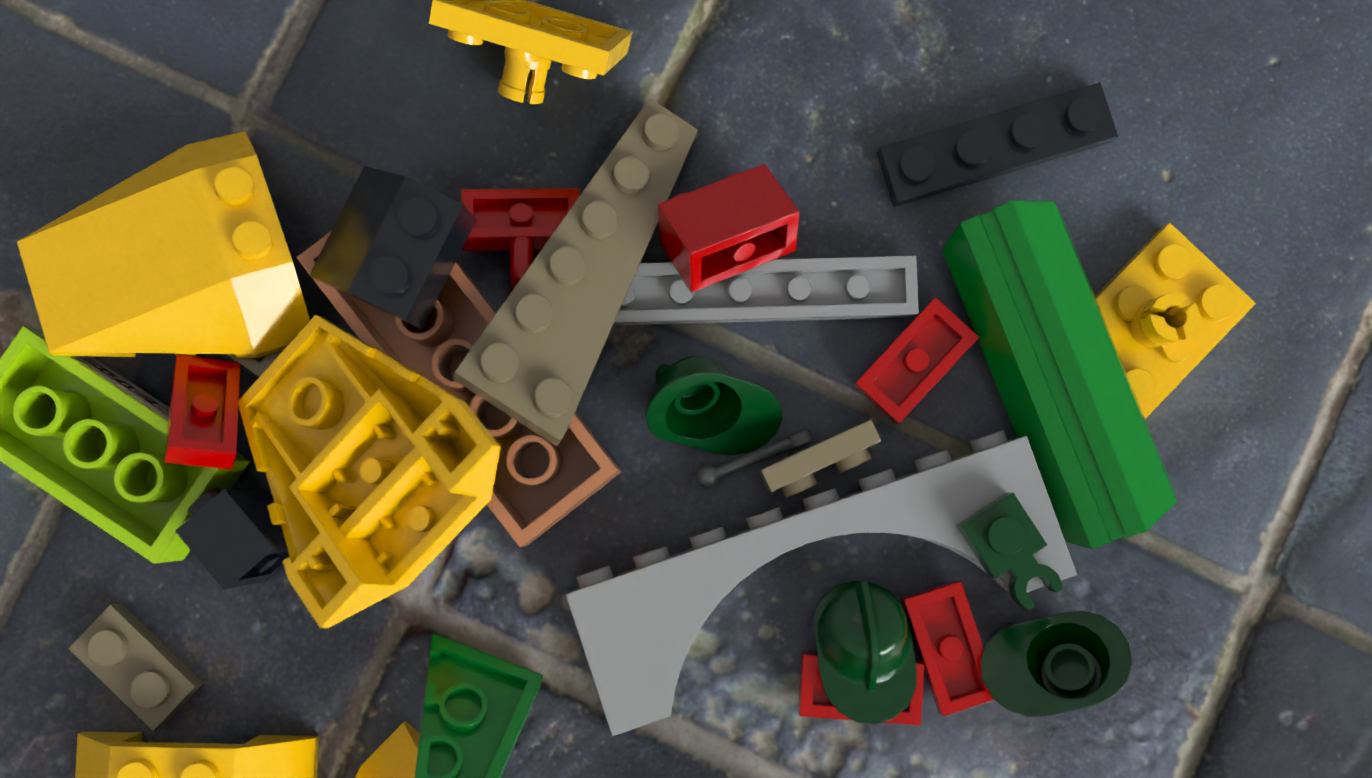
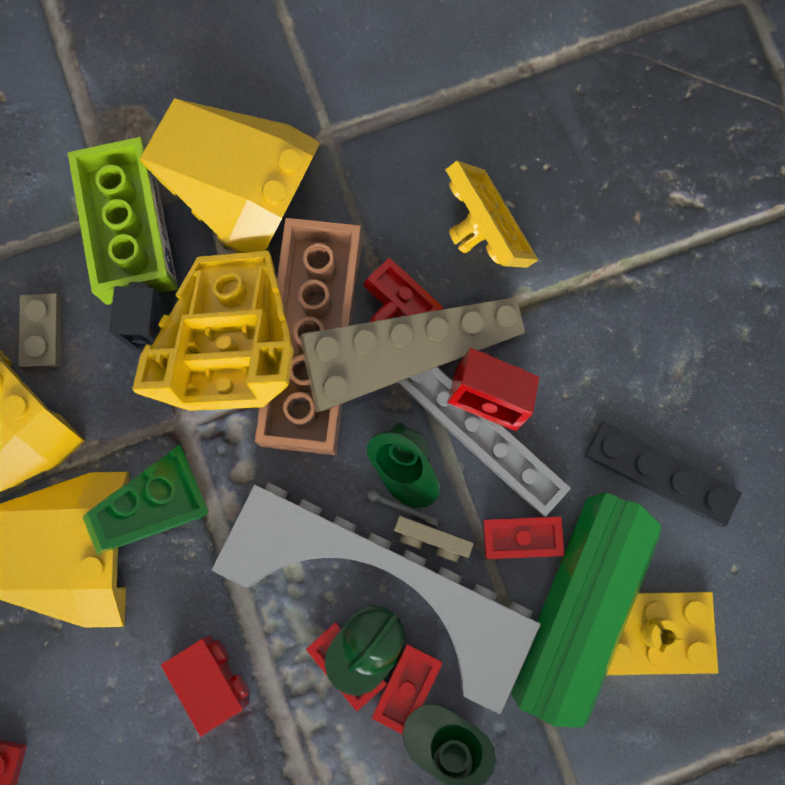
camera: 45 degrees right, 5 degrees down
(203, 412) = (178, 247): red plate -> none
(394, 245) = (333, 253): black slope -> none
(1005, 542) = (481, 663): dark green plate -> none

